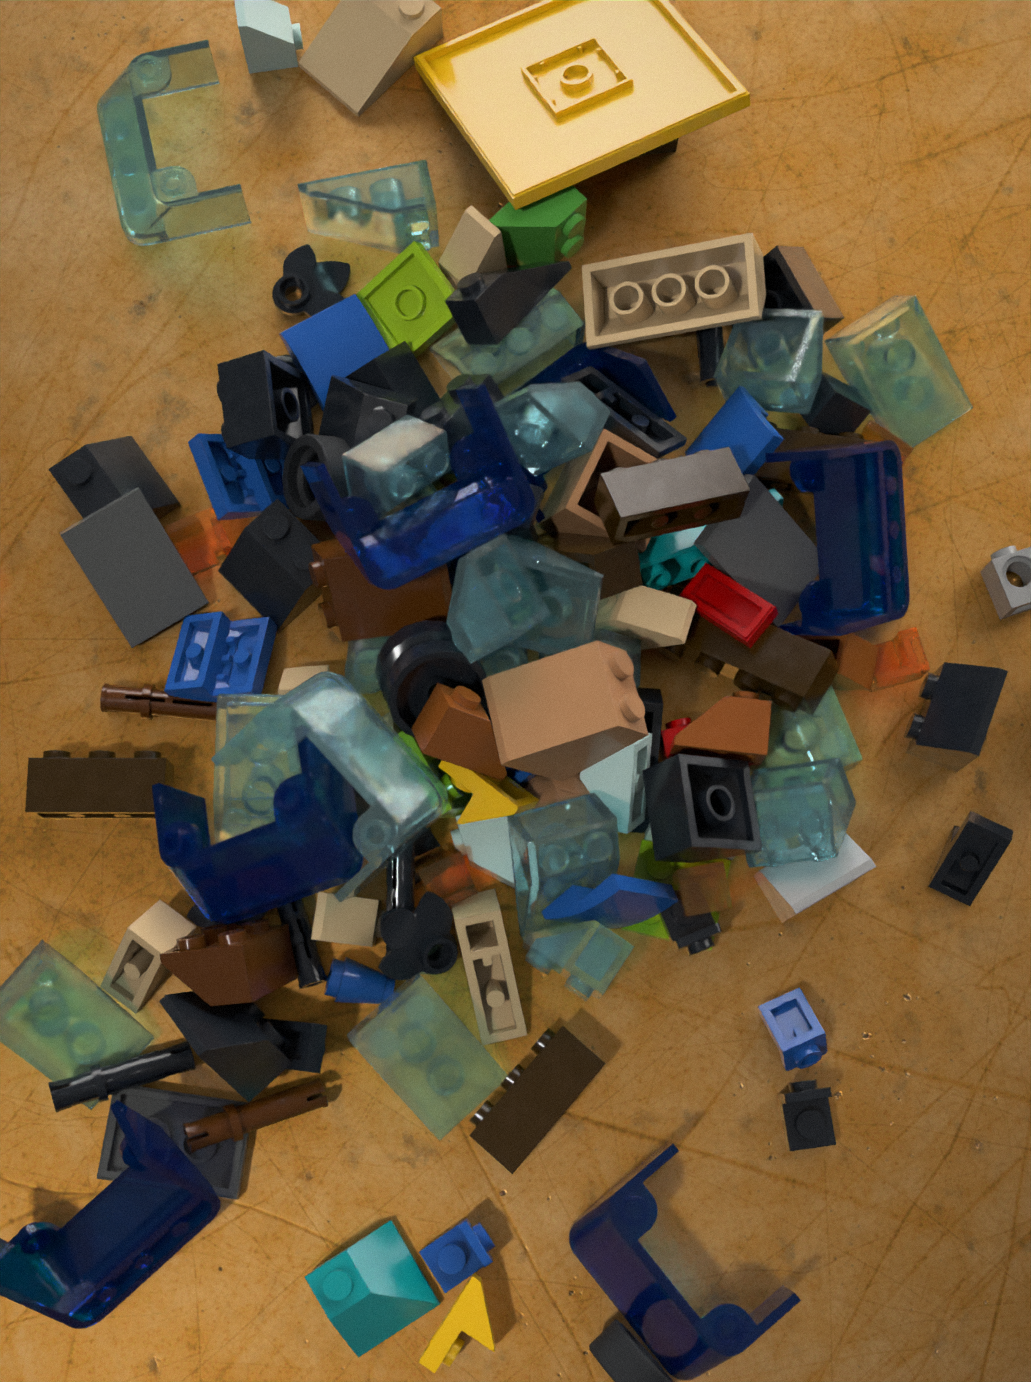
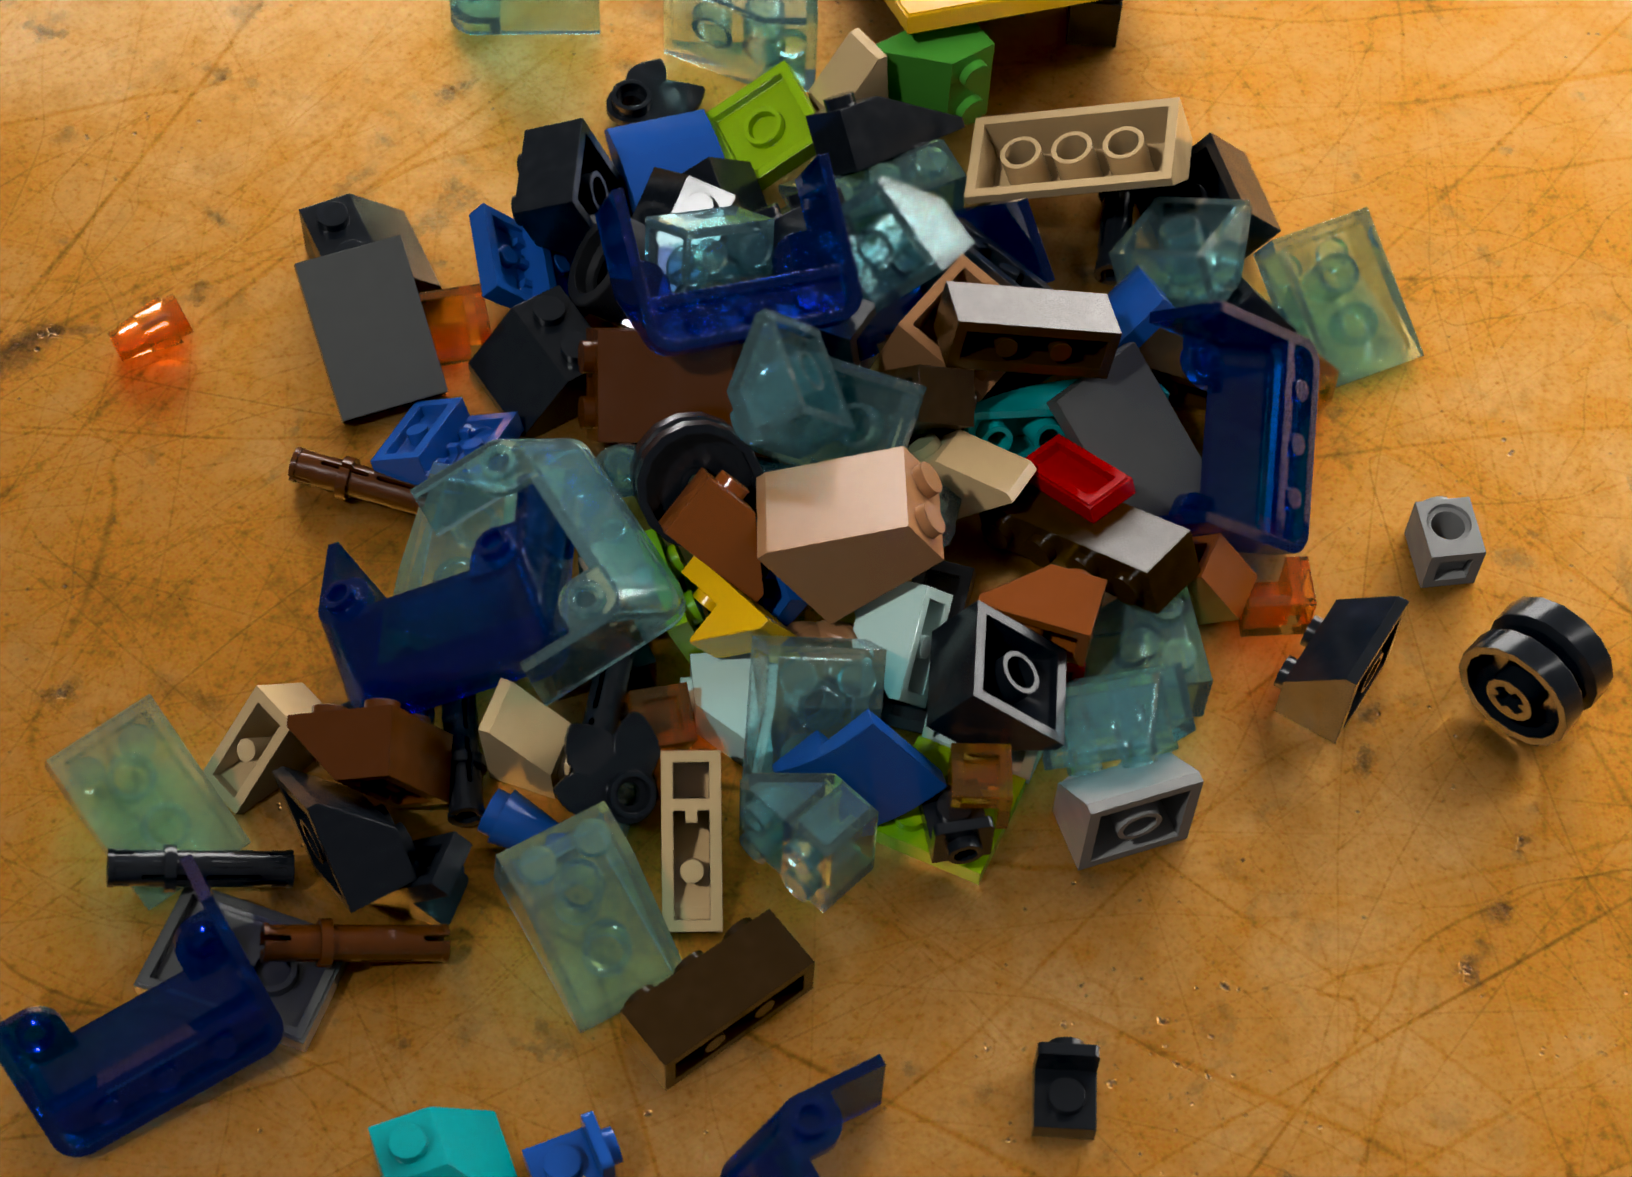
camera: 10 degrees right, 20 degrees down
(95, 785) = (254, 552): dark brown brick -> none
(794, 1029) = (1069, 987): bracket -> none
(969, 857) = (1332, 826): black slope -> none

